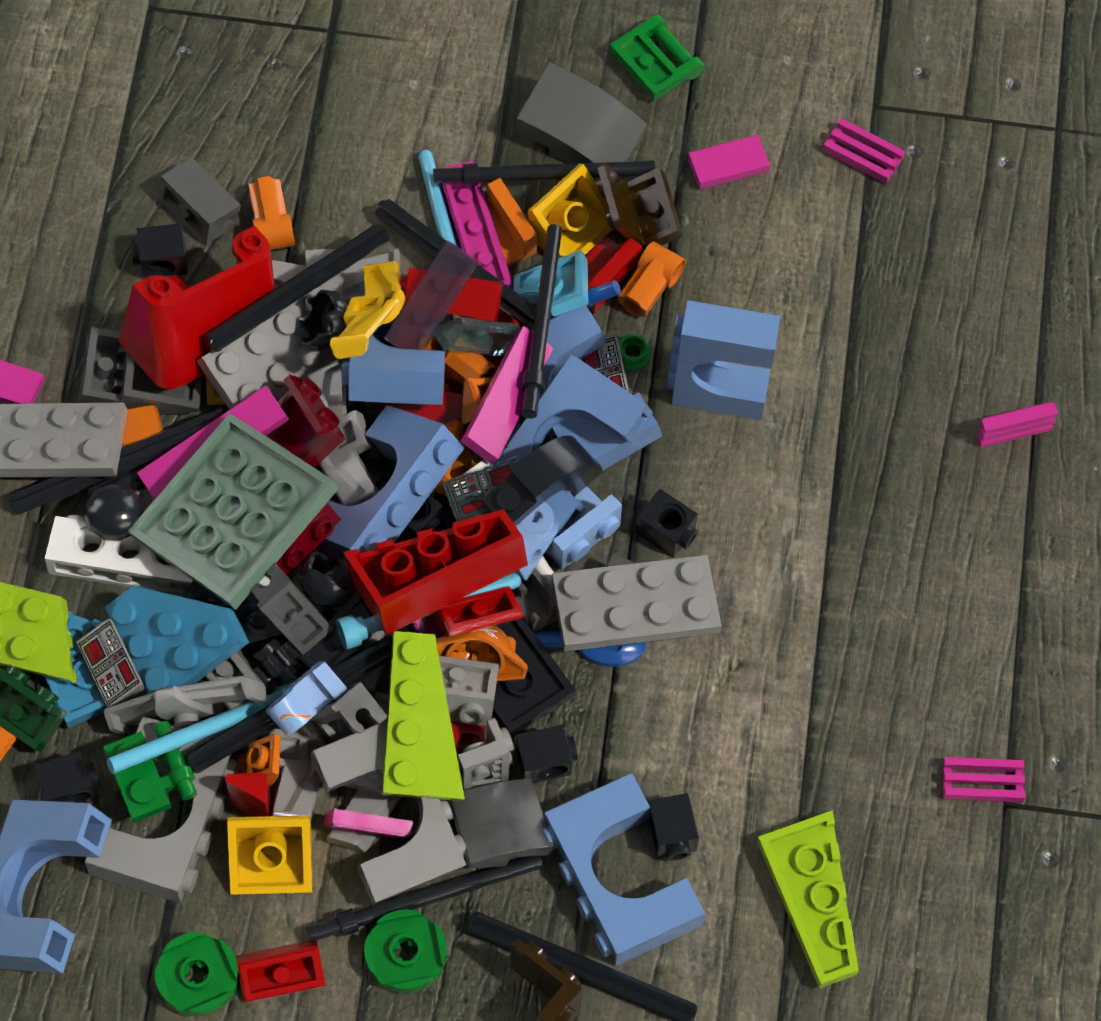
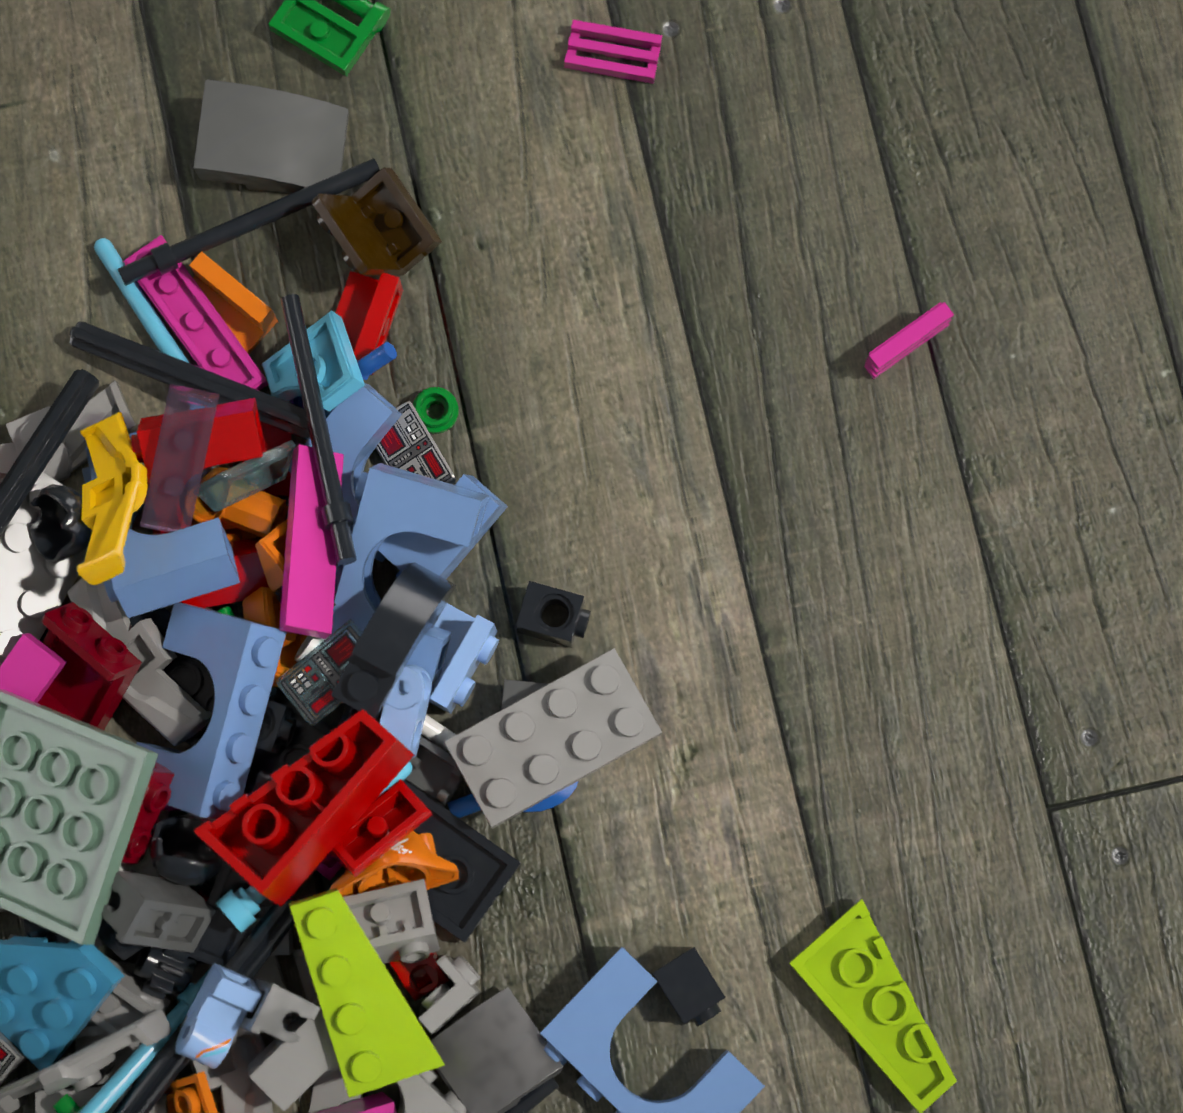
camera: 15 degrees left, 15 degrees up
(545, 753) = (514, 952): black brick -> none
(576, 208) = (304, 263): yellow slope -> none
(654, 272) = (427, 297): orange piece -> none
(698, 356) = (548, 401): medium blue arch -> none
(728, 162) = (461, 123): dark pink tile -> none
(983, 765) = (1055, 779): dark pink tile -> none

